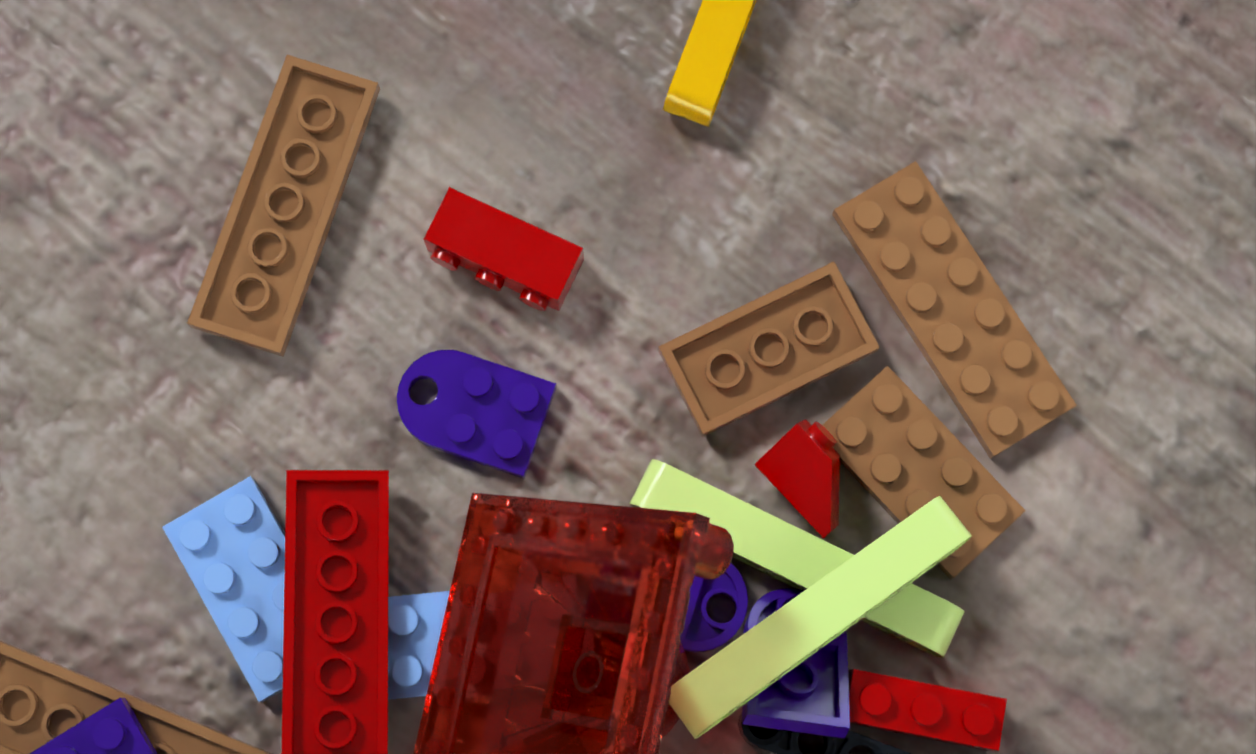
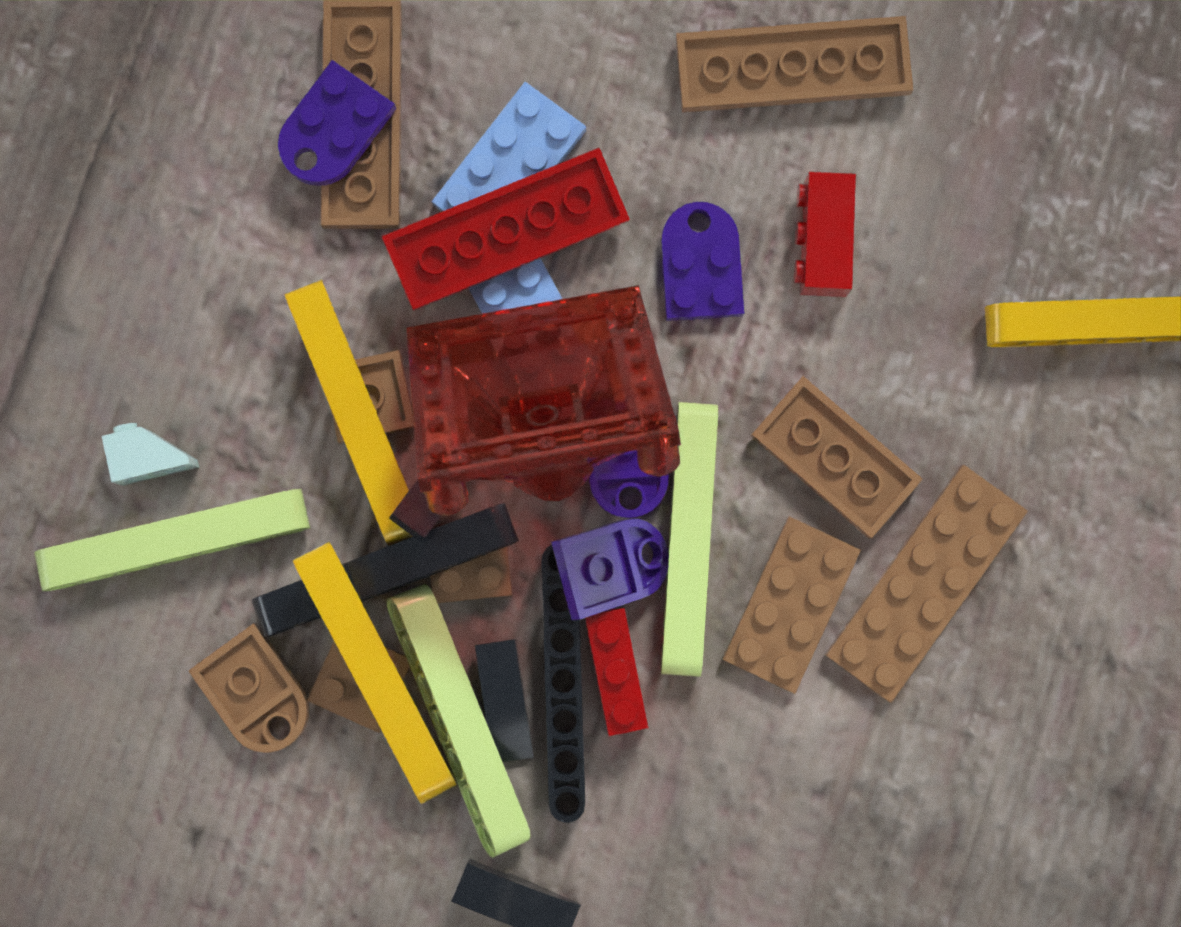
camera: 70 degrees right, 5 degrees up
(807, 473) = (753, 521): red slope -> none
(816, 617) = (651, 565): yellowish green beam -> none

